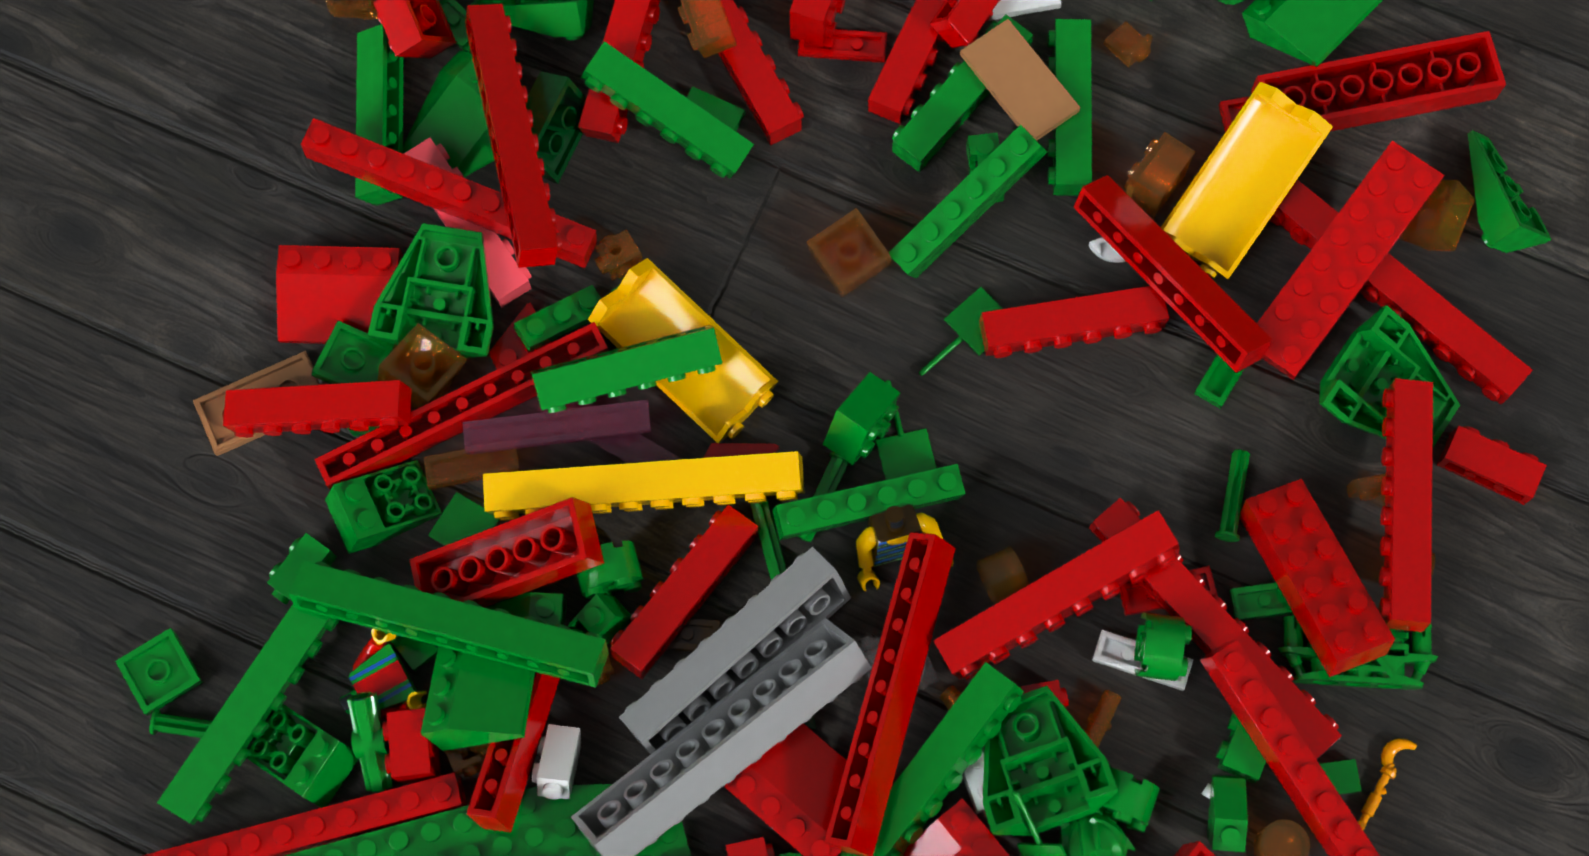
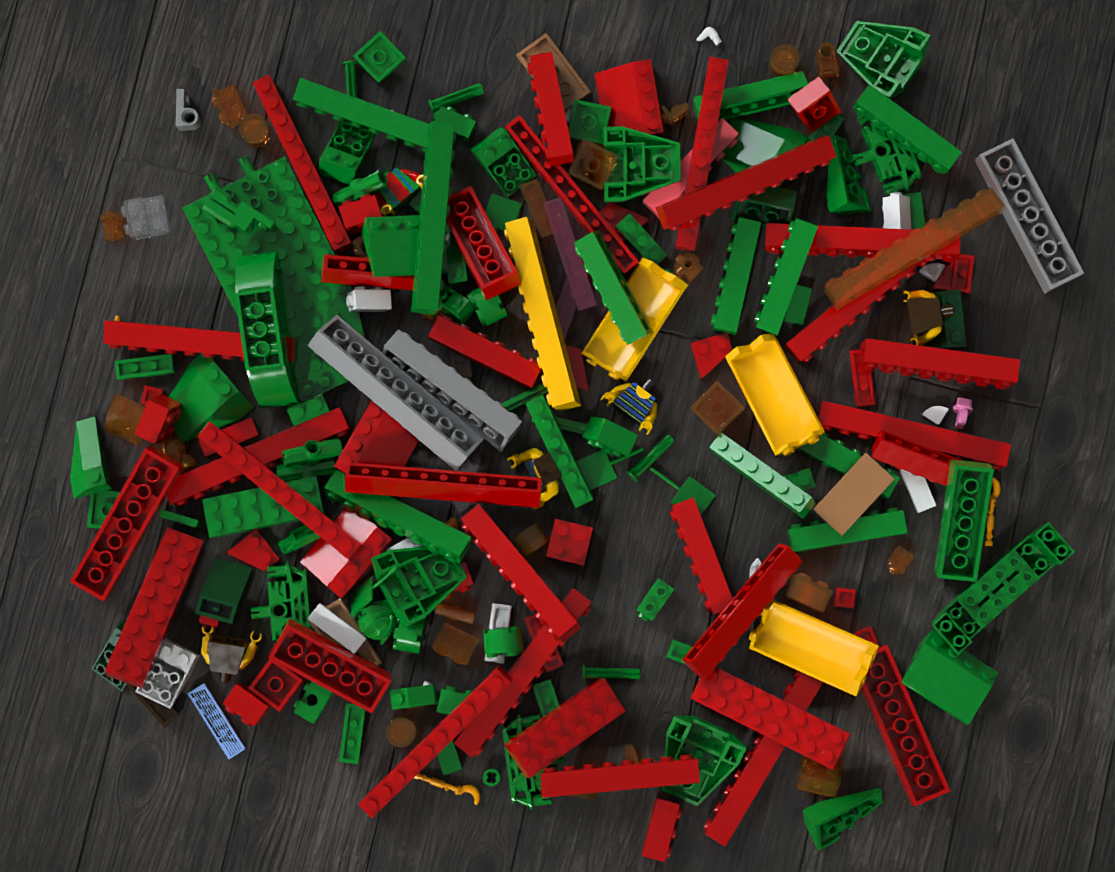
camera: 75 degrees right, 10 degrees up
(258, 562) = (456, 97): none -> green axle
(264, 154) = (712, 33): none -> white animal
(334, 57) = (784, 60): none -> clear orange piece
(373, 229) = (676, 114): none -> clear orange bracket
(648, 189) = (736, 275): none -> green brick
(758, 251) = (710, 352): none -> red wing
(815, 374) = (635, 402): none -> torso
(845, 164) = (775, 395): none -> yellow cylinder
(905, 371) = (648, 459): none -> green axle
(1016, 517) = (569, 542): none -> red brick
(1130, 405) = (654, 600): none -> green brick
(1150, 731) = (455, 644): none -> clear orange bracket
(1173, 125) = (844, 598): none -> red tile
(1373, 724) = (485, 776): none -> green bush

